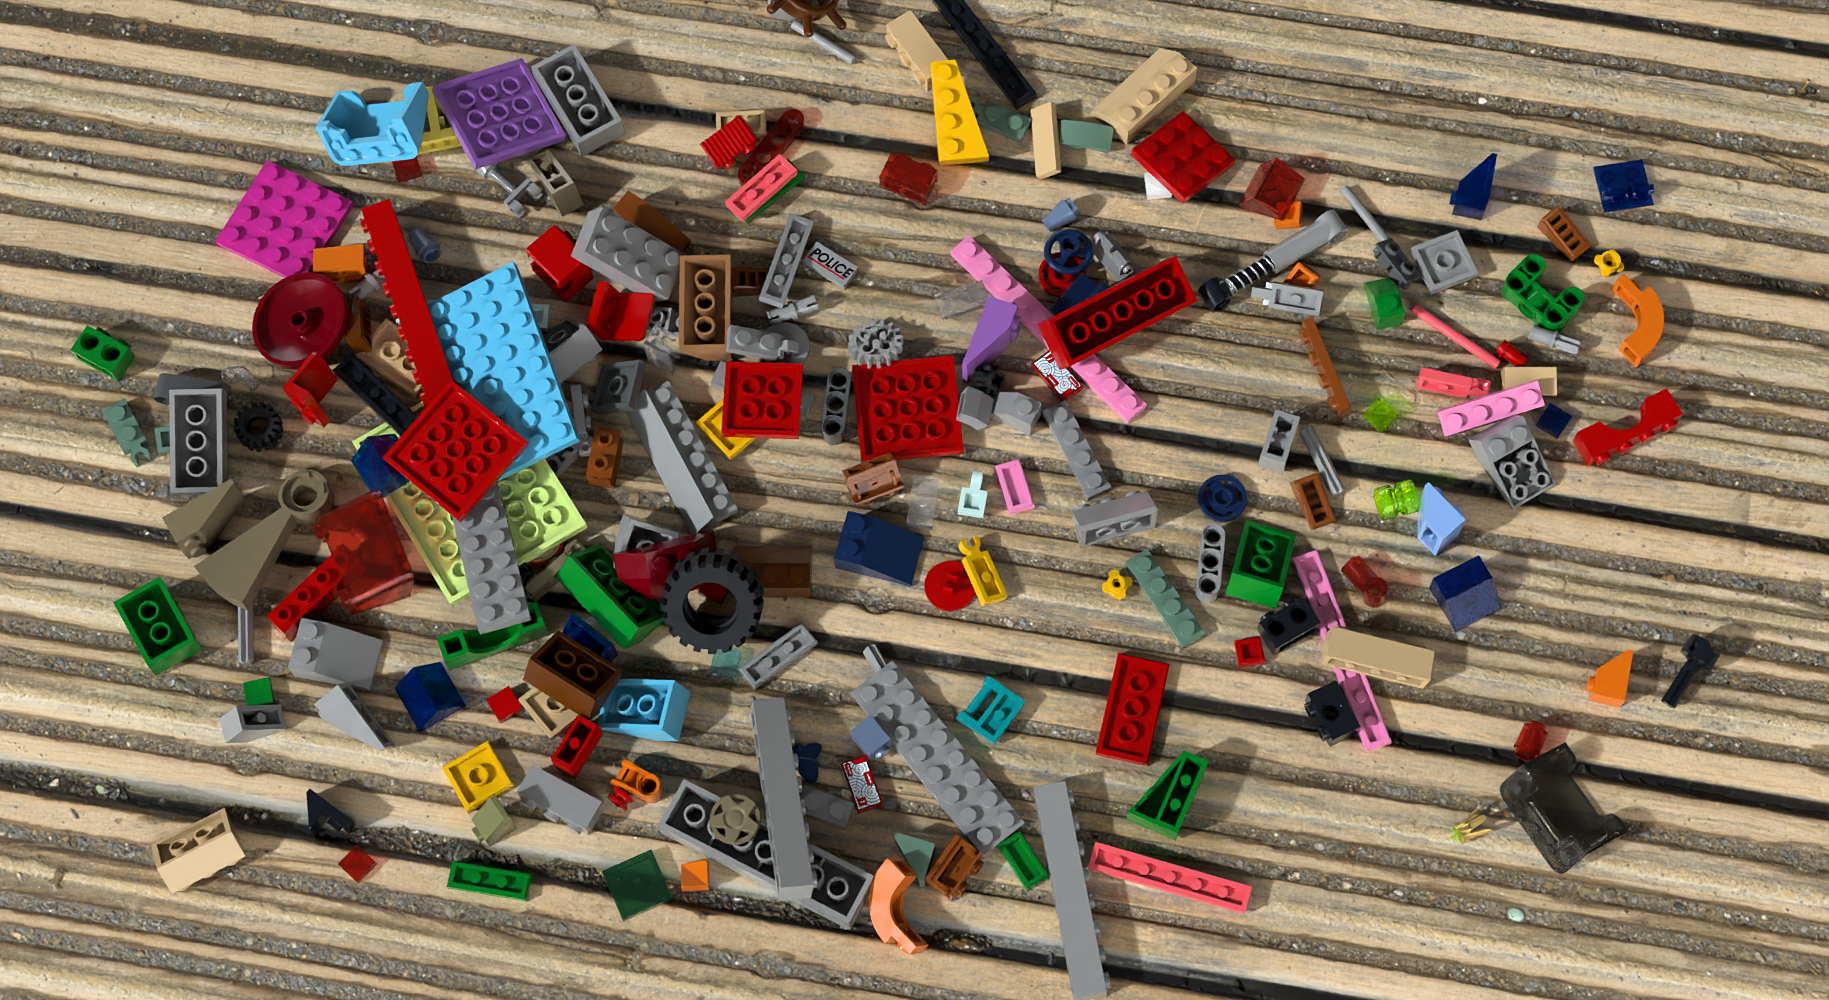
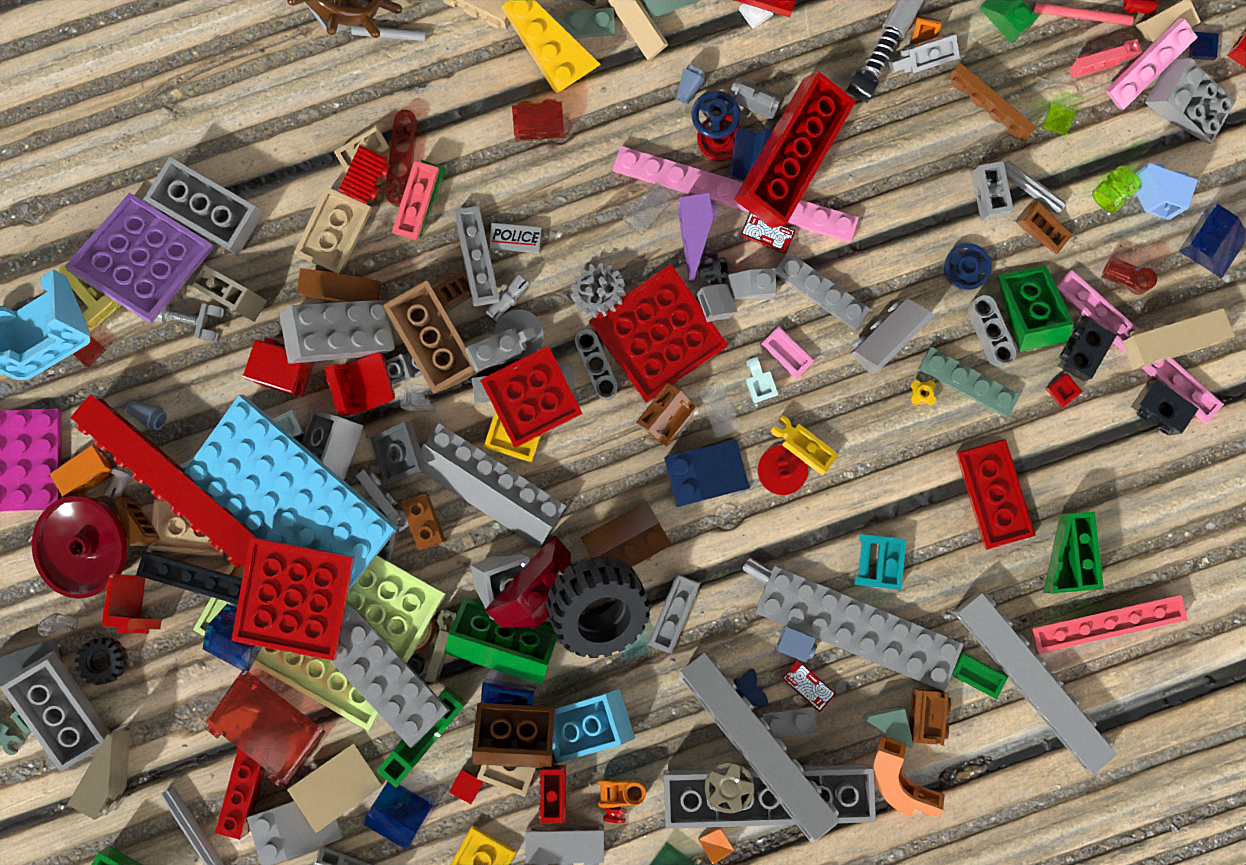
camera: 30 degrees left, 15 degrees up
(245, 562) = (166, 792): dark tan piece -> none
(390, 639) = (334, 788): none -> tan tile
(675, 177) = (333, 231): none -> tan plate

